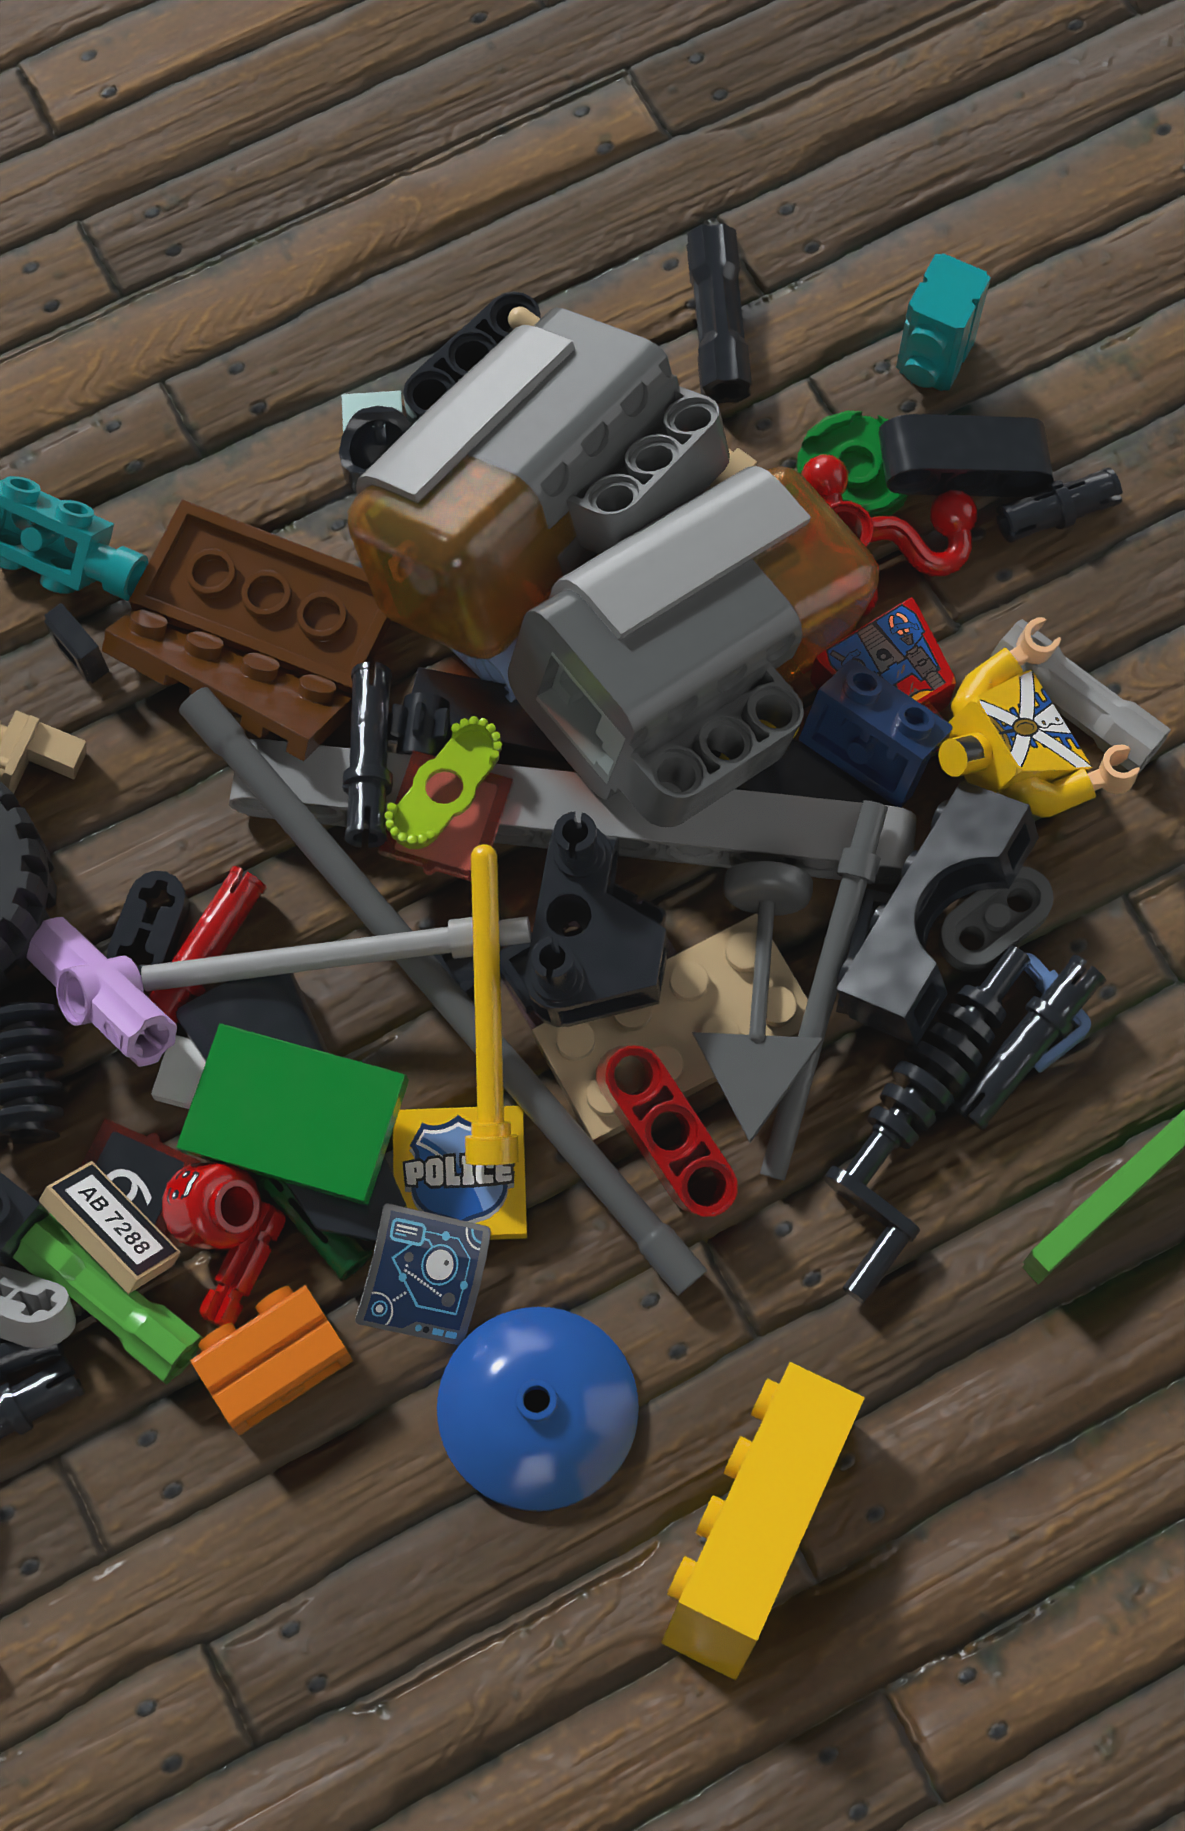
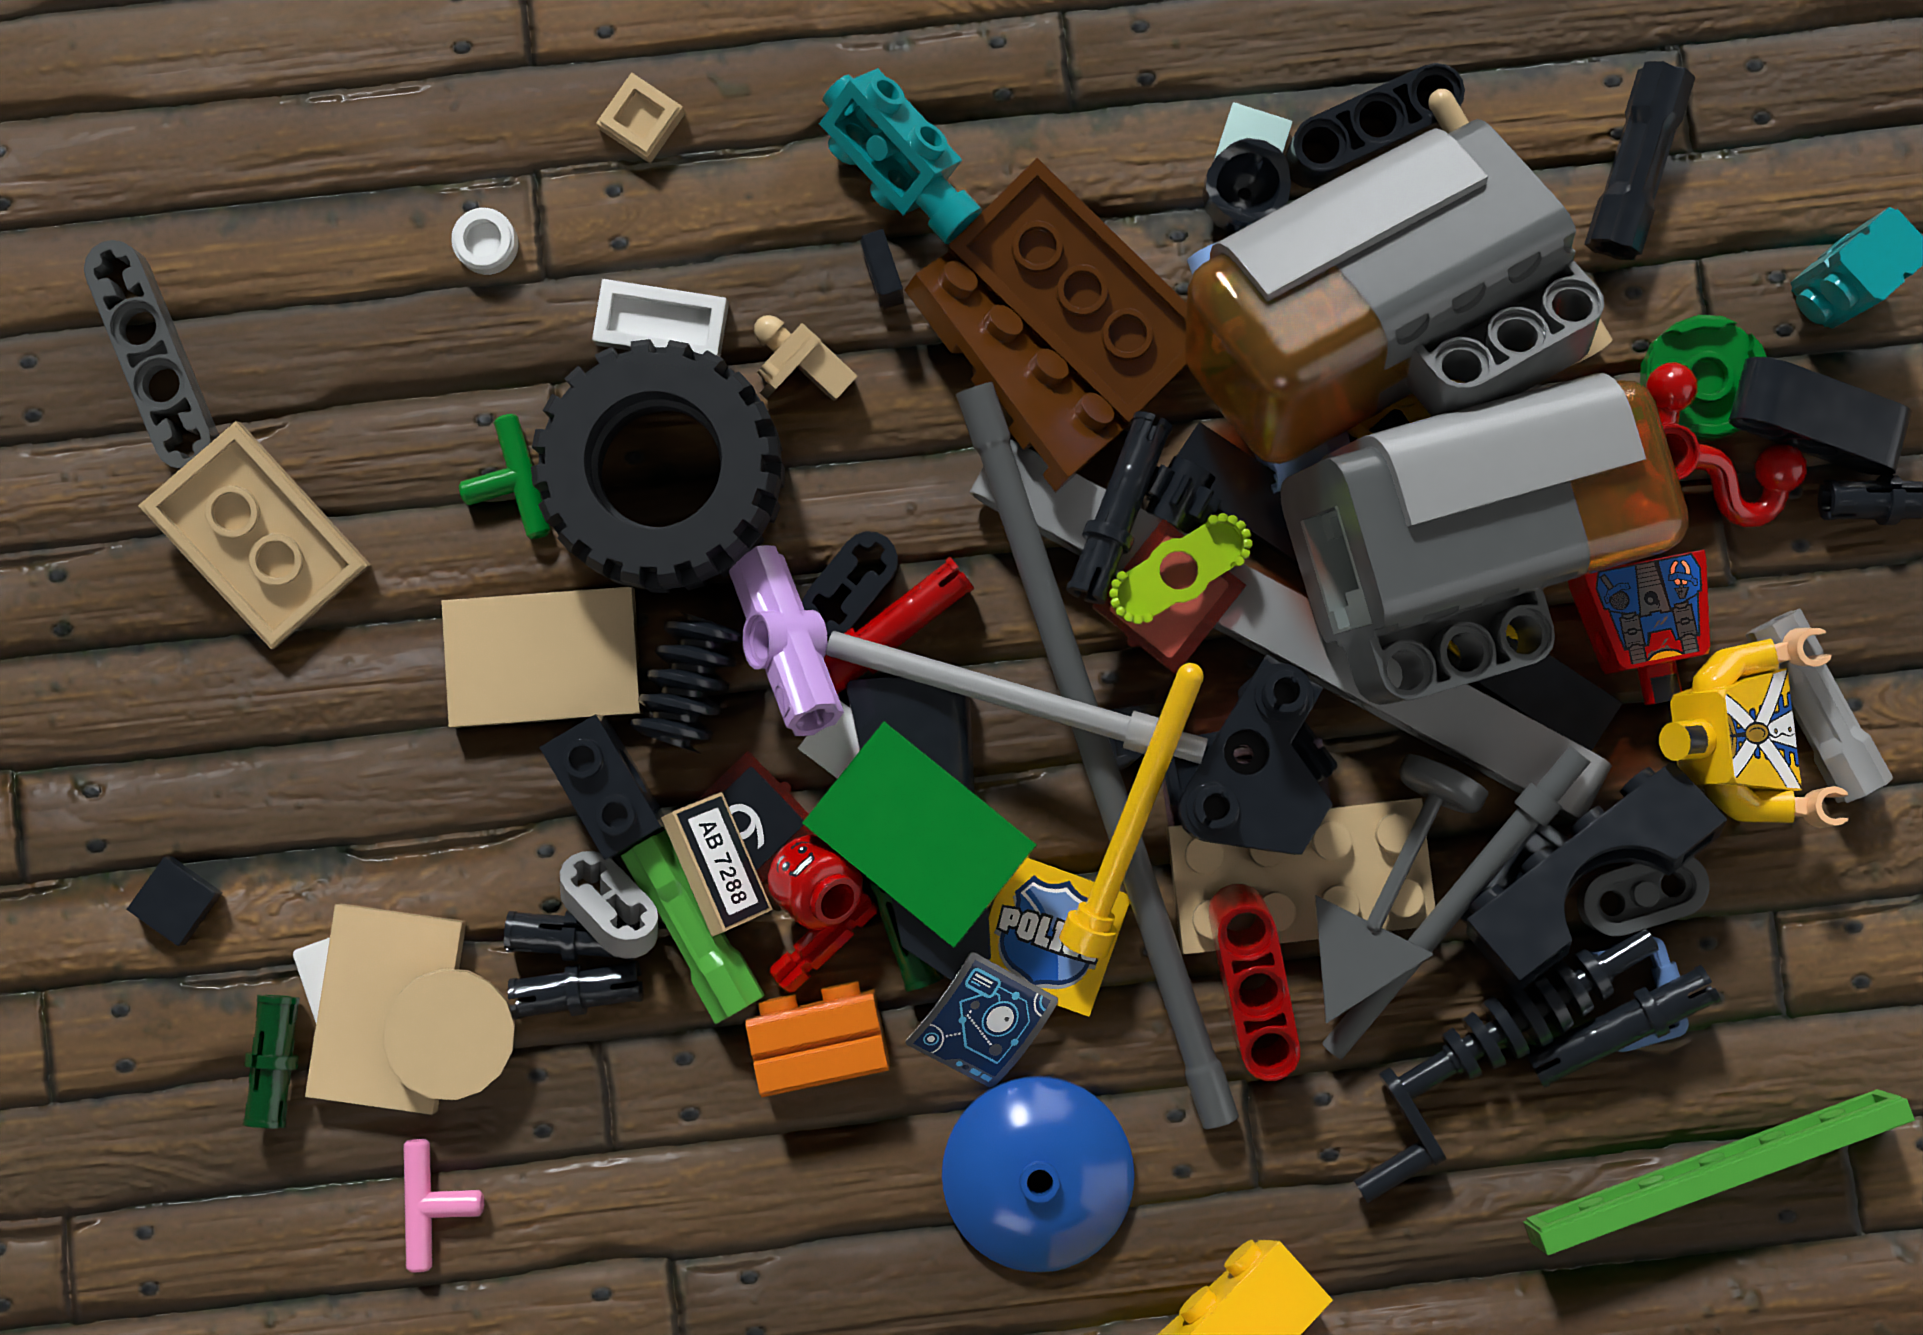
camera: 20 degrees right, 15 degrees up
(873, 731) = (1612, 674): dark blue bracket -> none

